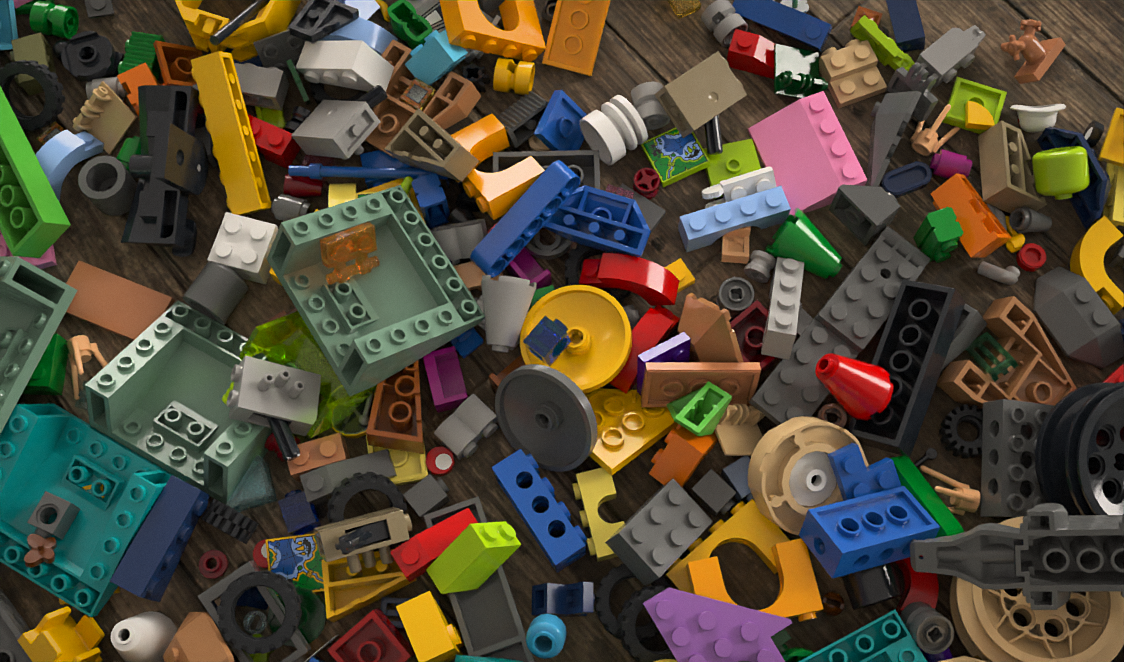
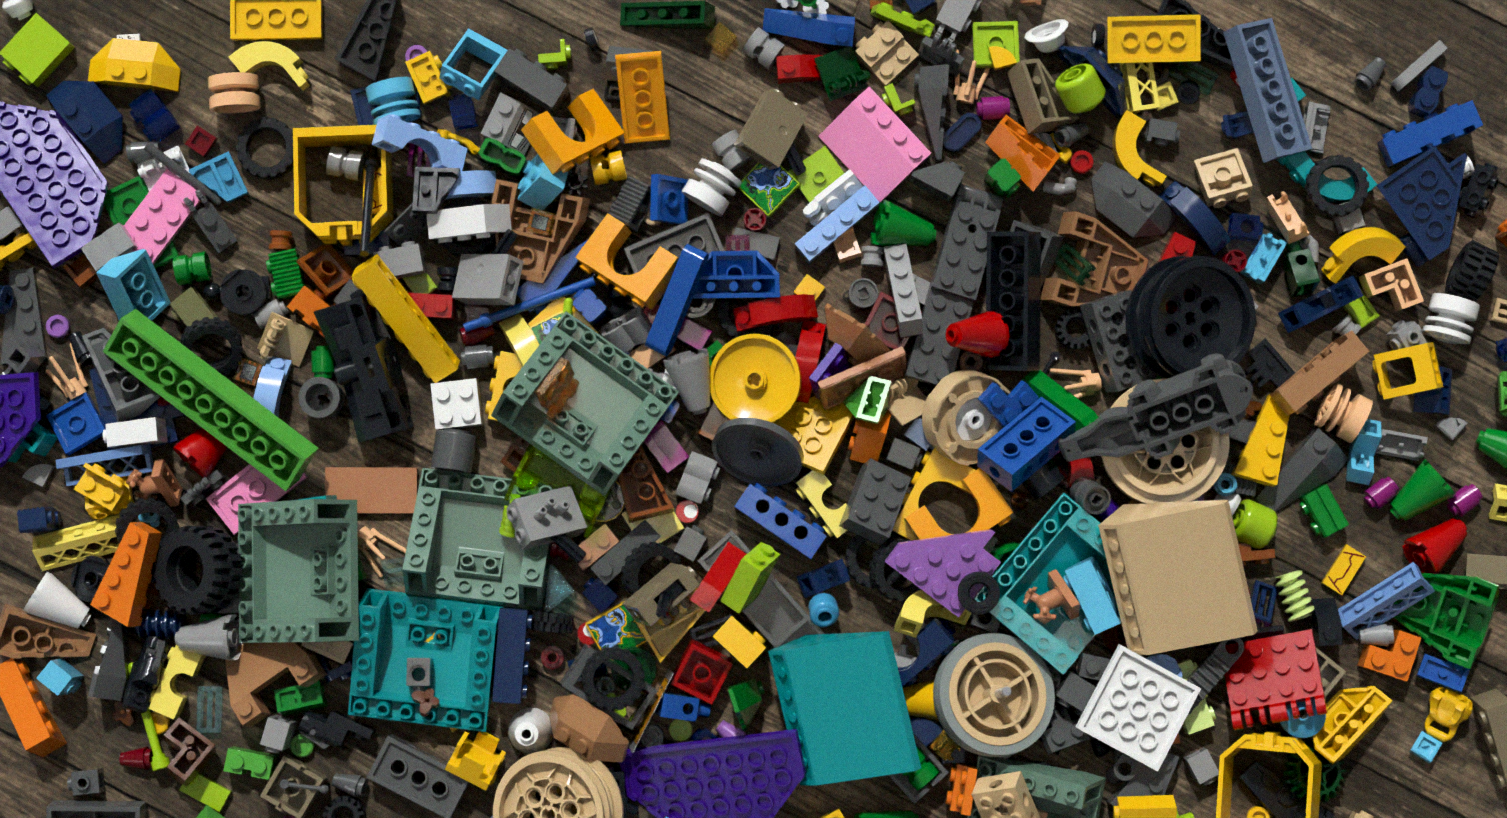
camera: 25 degrees left, 15 degrees up
(154, 24) = (280, 240): none -> dark orange wheel
(298, 82) = (435, 248): dark green piece -> none
(431, 148) = (578, 269): dark tan wedge -> none
(547, 340) = (736, 392): clear blue brick -> none
(852, 130) = (891, 99): none -> lime bracket

